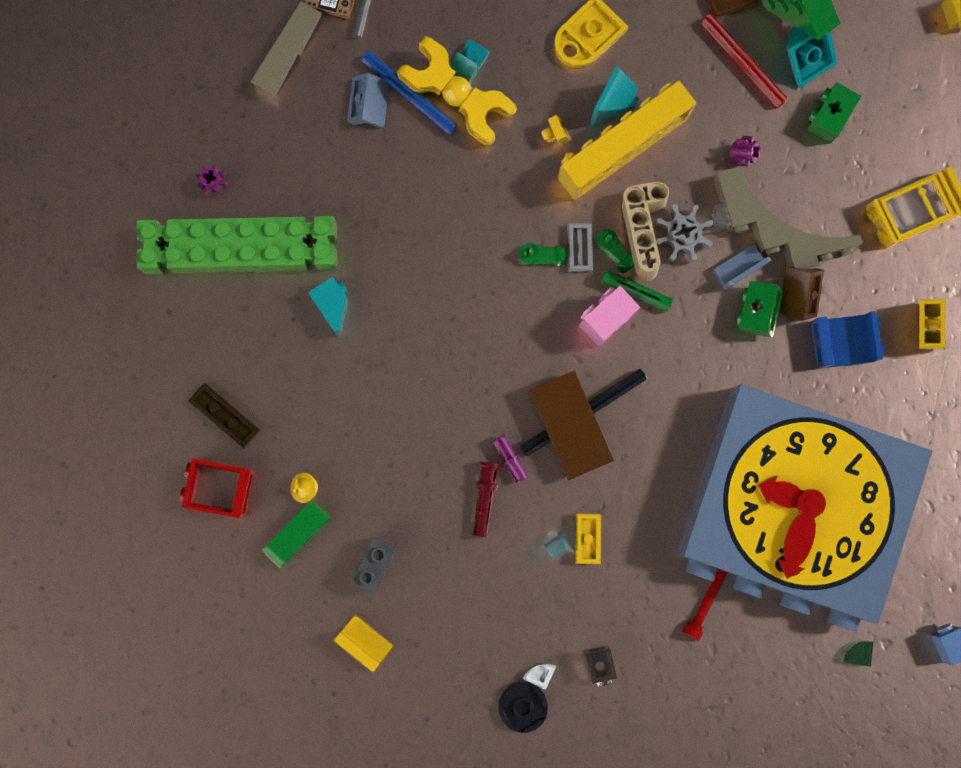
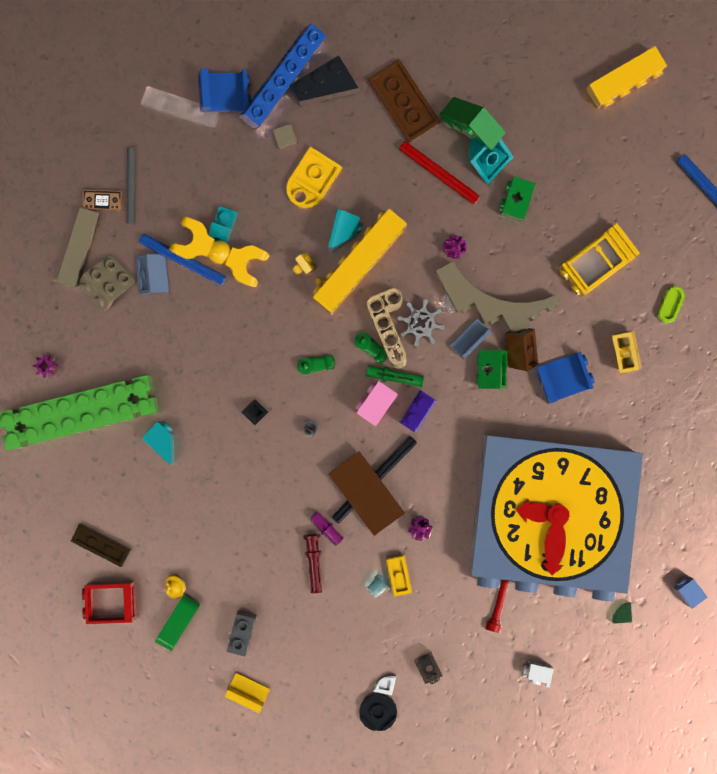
camera: 15 degrees left, 5 degrees up
(309, 97) = (105, 282): none -> dark tan bracket
(454, 294) = (254, 412): none -> black plate
(520, 326) = (311, 425): none -> dark grey hinge
(579, 226) = (339, 336): light grey tile -> none
(628, 485) = (420, 528): none -> magenta gear
(656, 339) = (417, 411): none -> dark purple brick
(738, 704) = (538, 673): none -> white brick

